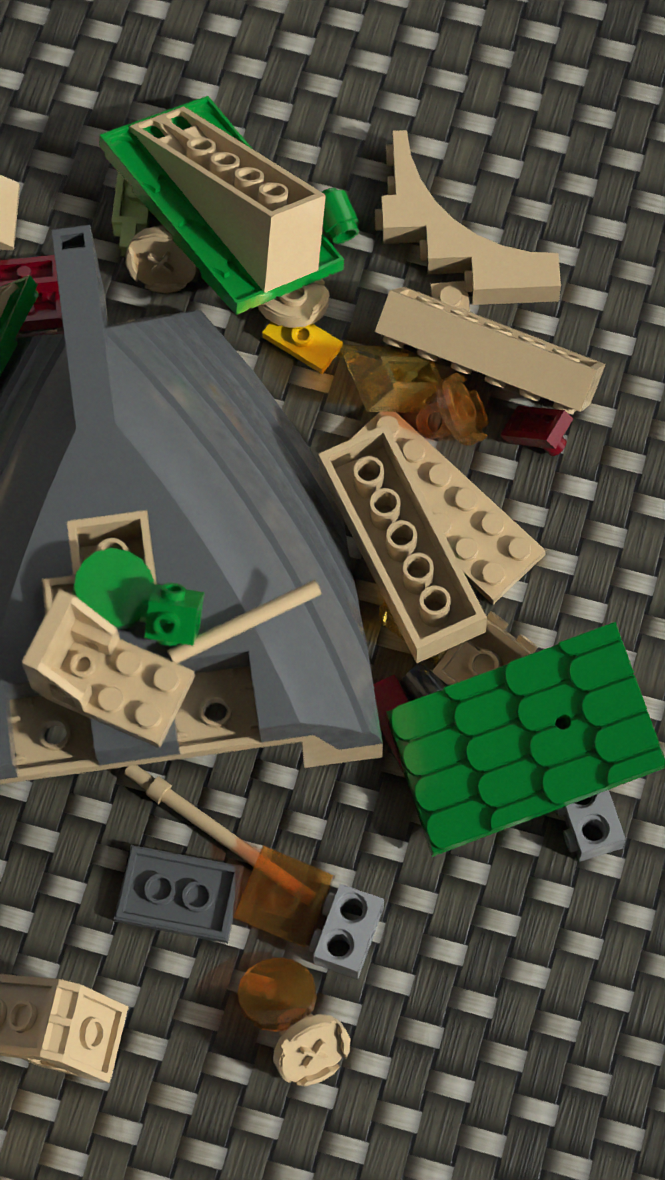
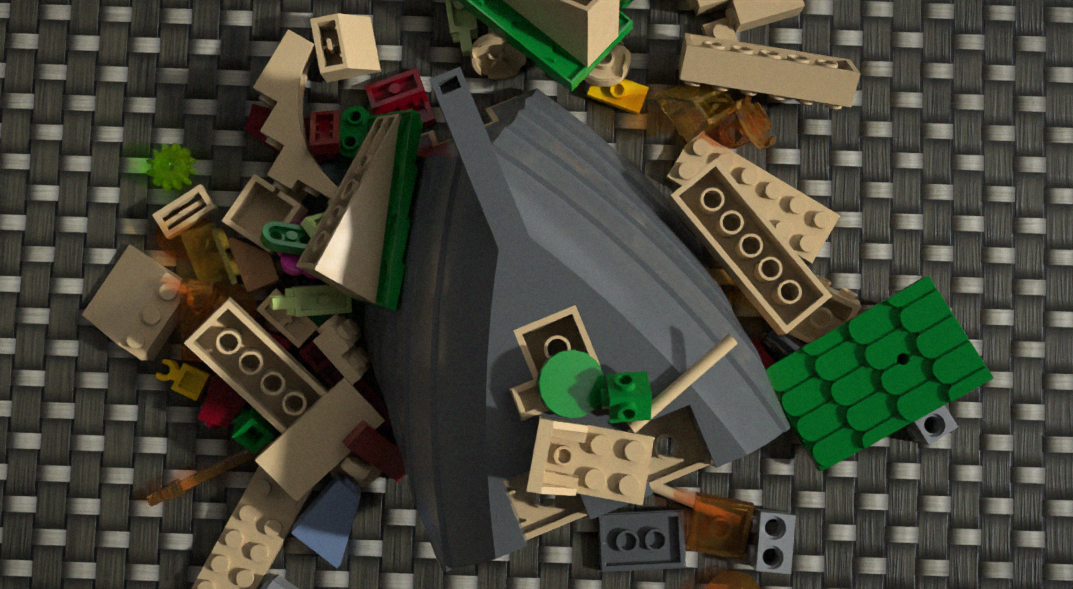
camera: 15 degrees left, 15 degrees up
(538, 428) = (814, 123): dark red tile -> none

